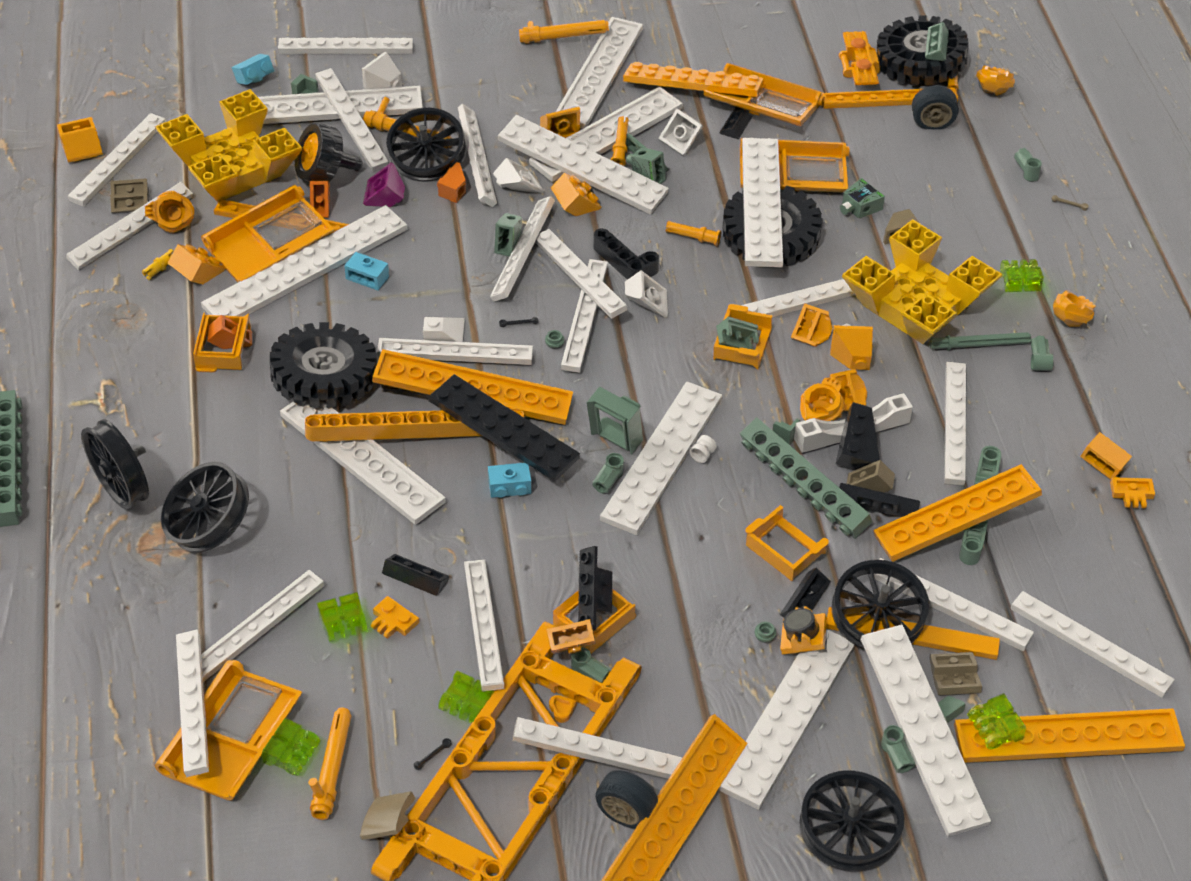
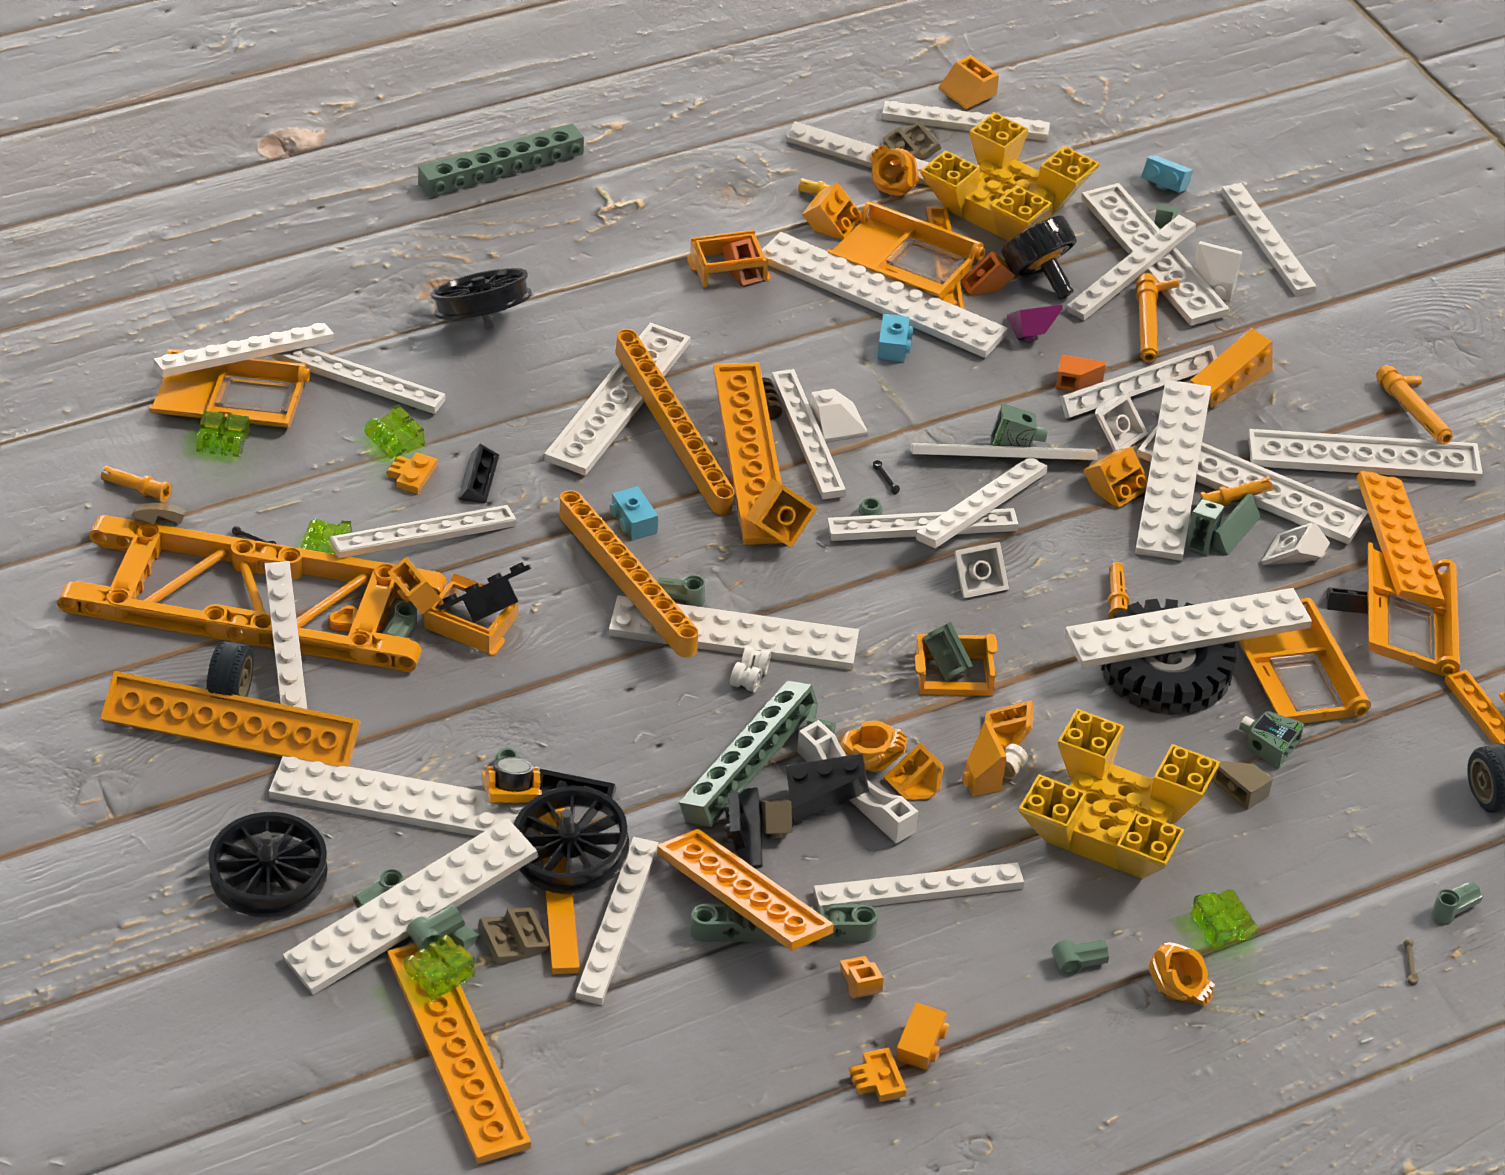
camera: 70 degrees right, 5 degrees down
(115, 463) = (498, 213): black wheel -> none
(323, 365) = (701, 312): black wheel -> none
(324, 788) = (177, 470): light orange cylinder -> none
(335, 823) = (146, 486): none -> light orange pin
(425, 143) = (1121, 330): black wheel -> none
(490, 100) = (1237, 367): none -> light orange wedge
(504, 427) = (694, 483): black plate -> none
(562, 122) = (1229, 433): light orange slope -> none
(563, 383) = (781, 512): none -> light orange slope
(586, 498) = (629, 574): none -> light orange beam
(622, 257) = (1026, 547): black beam -> none
(624, 409) = (740, 582): sand green piece -> none
(721, 457) = (746, 677): none -> white wheel
(761, 527) = (643, 724): light orange piece -> none
(795, 300) = (1049, 702): white plate -> none
(958, 719) = (425, 931): none -> sand green piece
(979, 340) = (1055, 862): sand green axle -> none
(1049, 473) = (862, 977): none -> light orange brick
(1092, 644) = (608, 1061): white plate -> none

